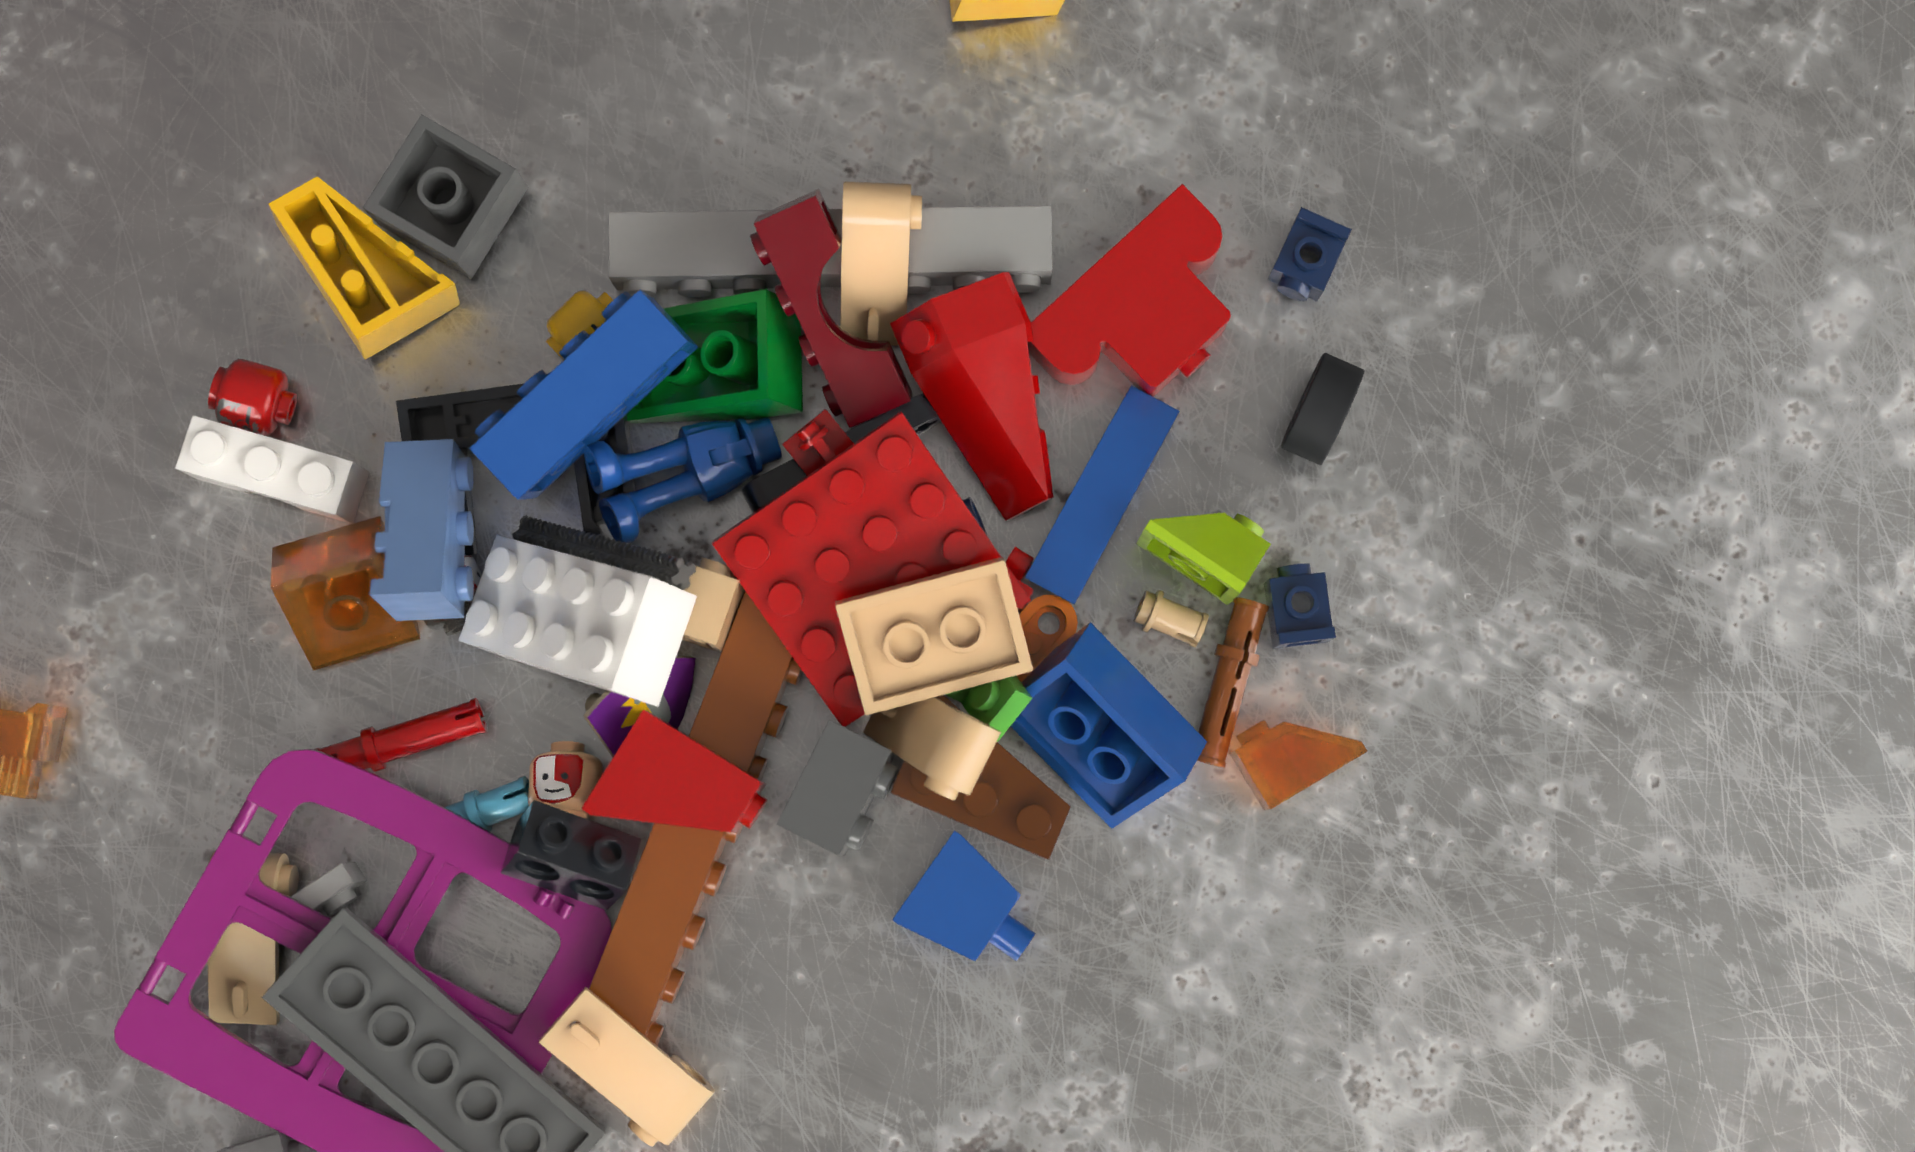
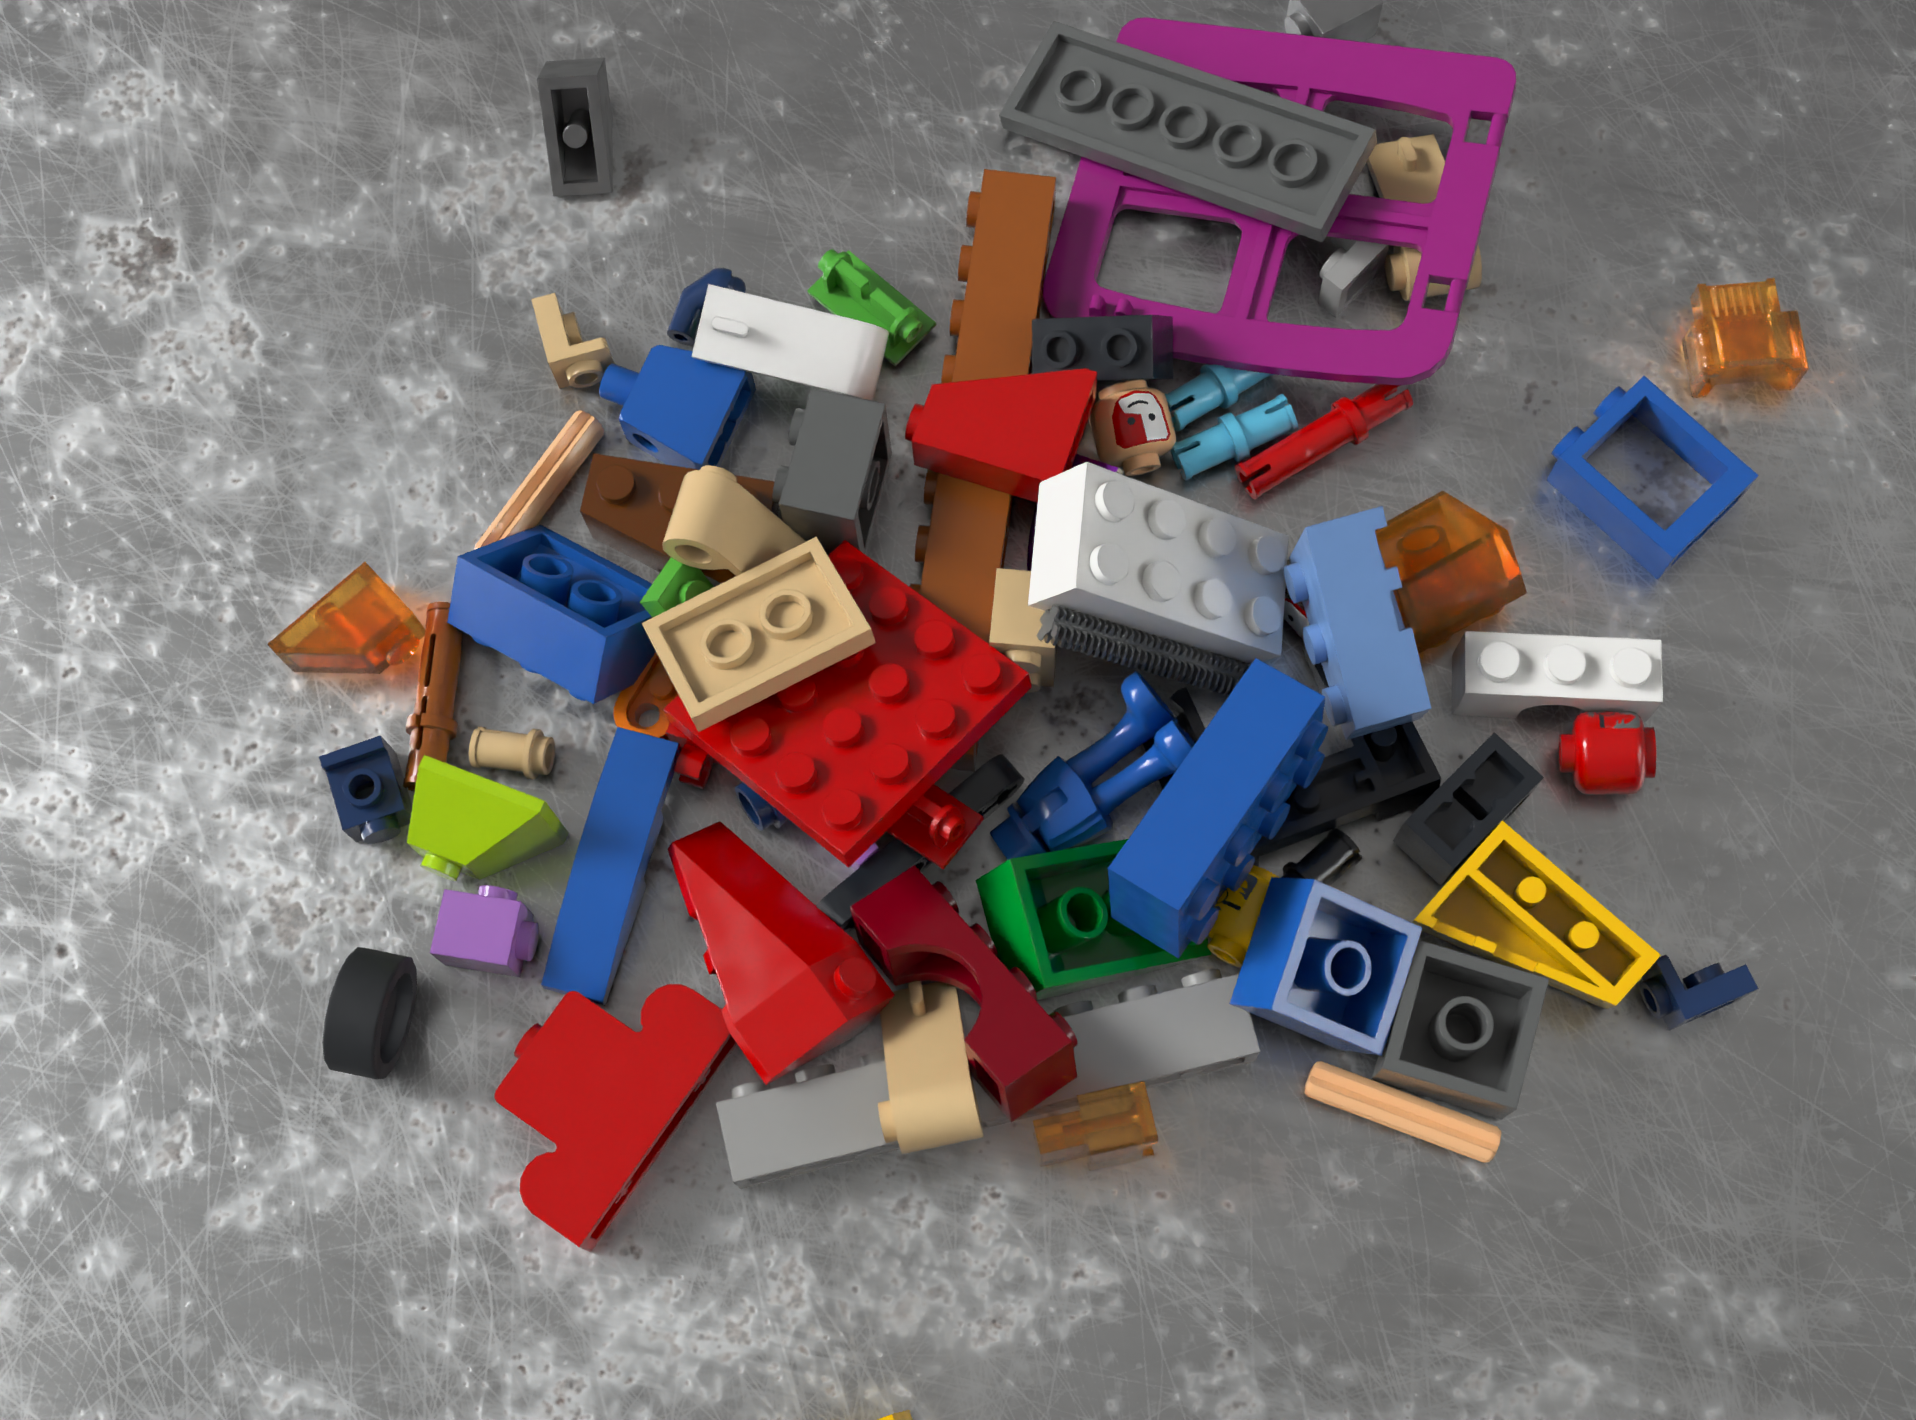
camera: 170 degrees right, 10 degrees down
(105, 583) = (1614, 512): none -> blue window
(244, 185) = (1705, 993): none -> dark blue bracket
(382, 370) = (1467, 808): none -> black brick
(478, 758) = (1234, 436): none -> medium azure pin
(519, 359) = (1326, 860): none -> black pin
(533, 169) = (1403, 1112): none -> light nougat axle
(536, 259) = (1326, 965): none -> blue brick
(627, 1068) = (989, 166): tan door -> none
(748, 182) = (1106, 1128): none -> clear orange piece
(770, 968) = (859, 293): none -> bright green hinge
(849, 927) = (790, 342): none -> white door
(922, 1017) = (688, 311): none -> dark blue arm
(1060, 1001) = (569, 357): none -> tan bracket
(1104, 862) = (546, 478): none -> light nougat axle
(1218, 463) = (485, 931): none -> medium lavender brick
(1319, 236) = (431, 1223): dark blue brick -> none

